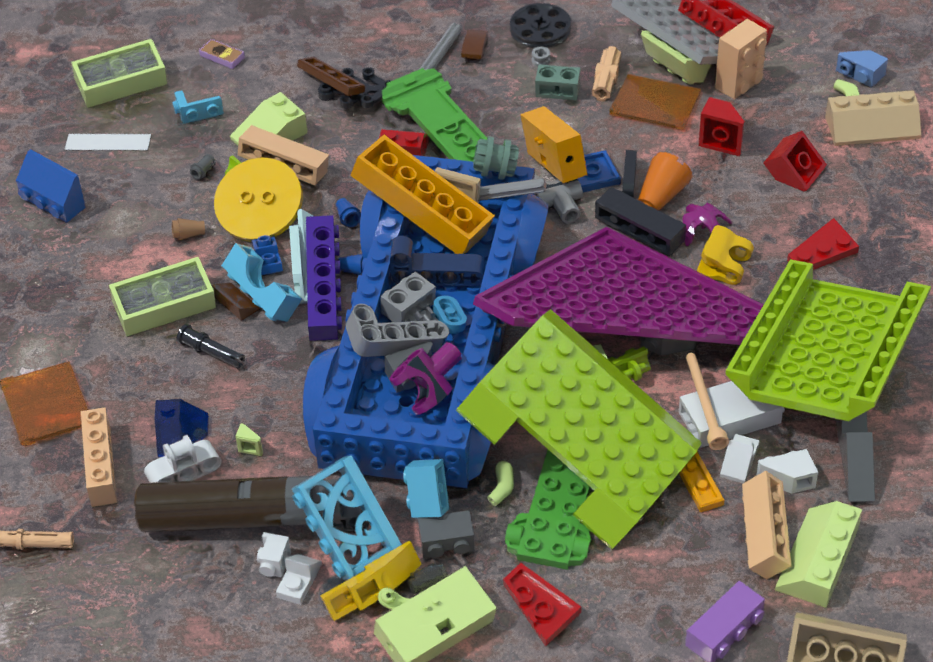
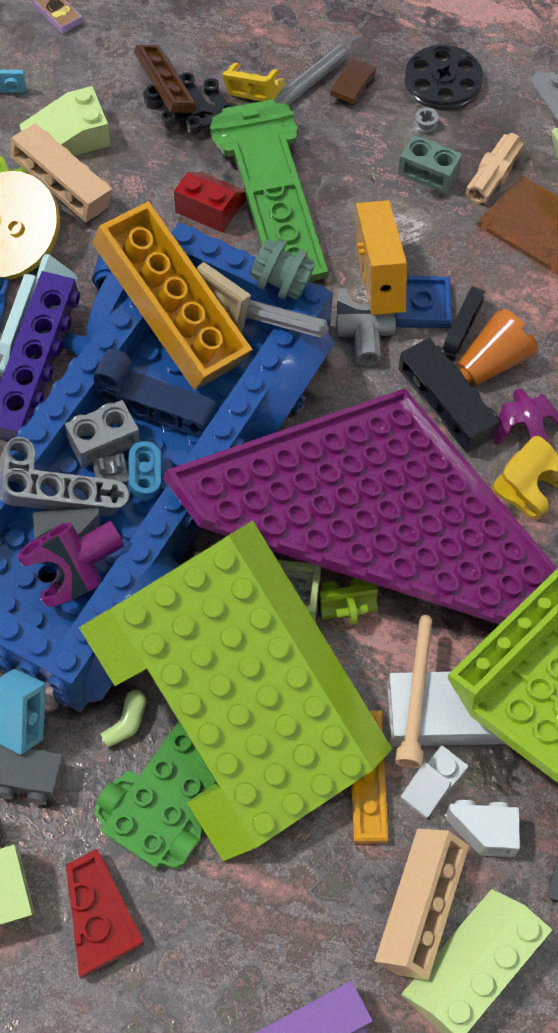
camera: 15 degrees right, 15 degrees up
(400, 64) = (252, 85): none -> yellow hinge

